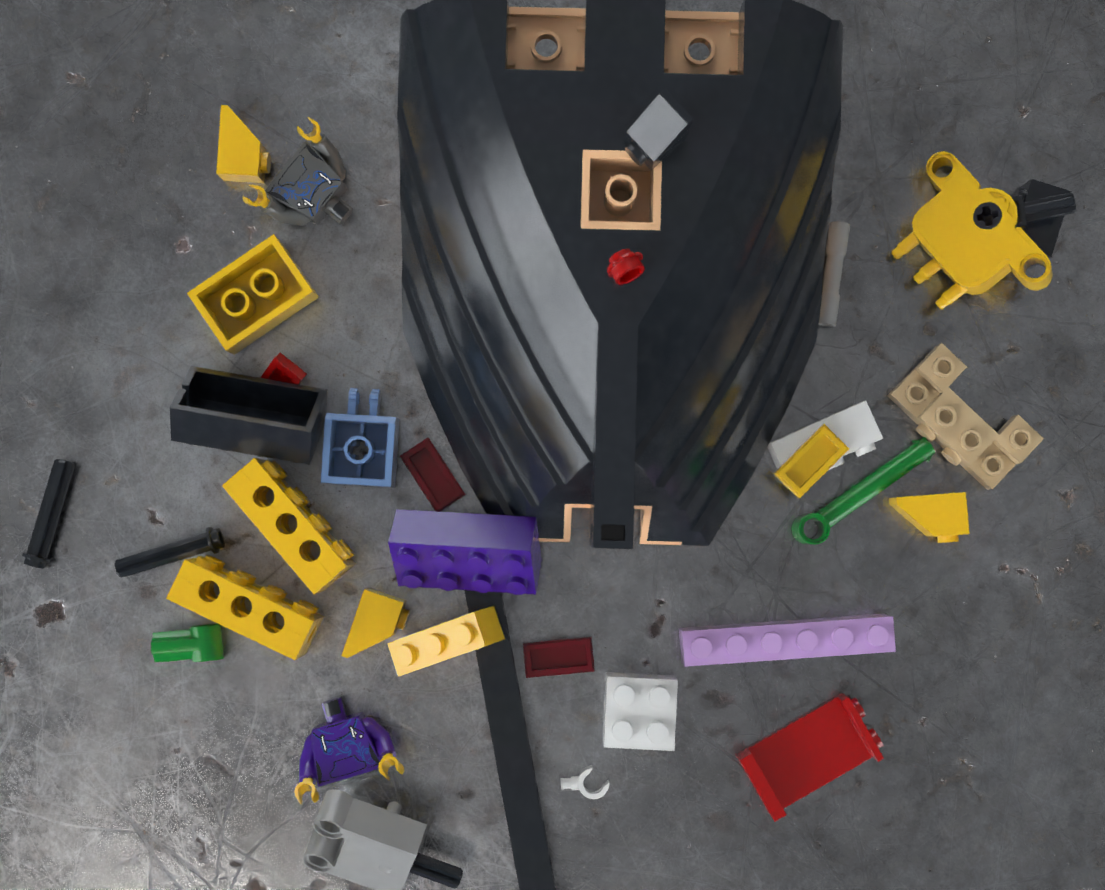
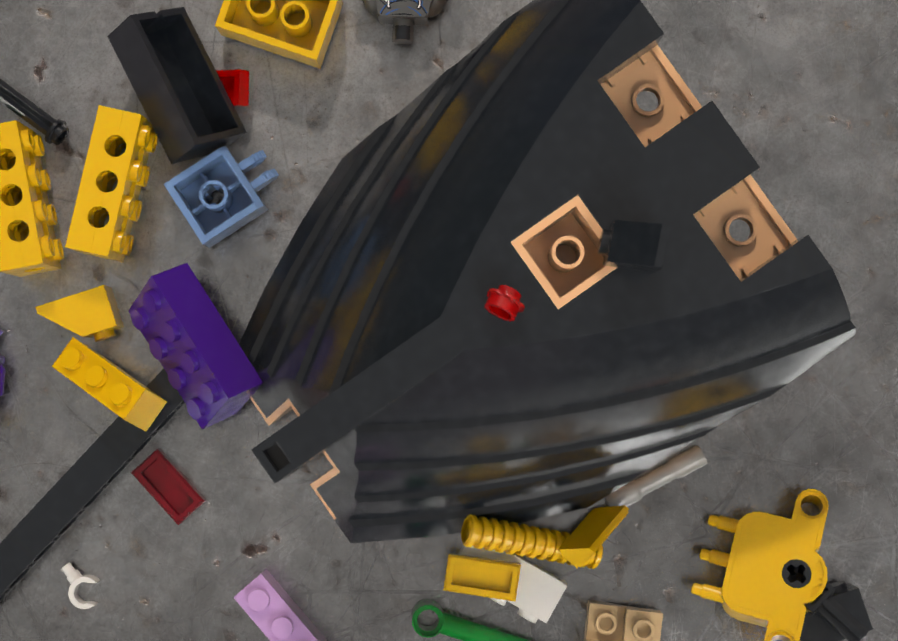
camera: 55 degrees right, 0 degrees up
(432, 475) = (242, 271): dark red tile -> none
(640, 711) = (171, 587): white brick -> none
(811, 403) = (519, 540): none -> yellow piece
(840, 351) = (592, 533): none -> yellow slope

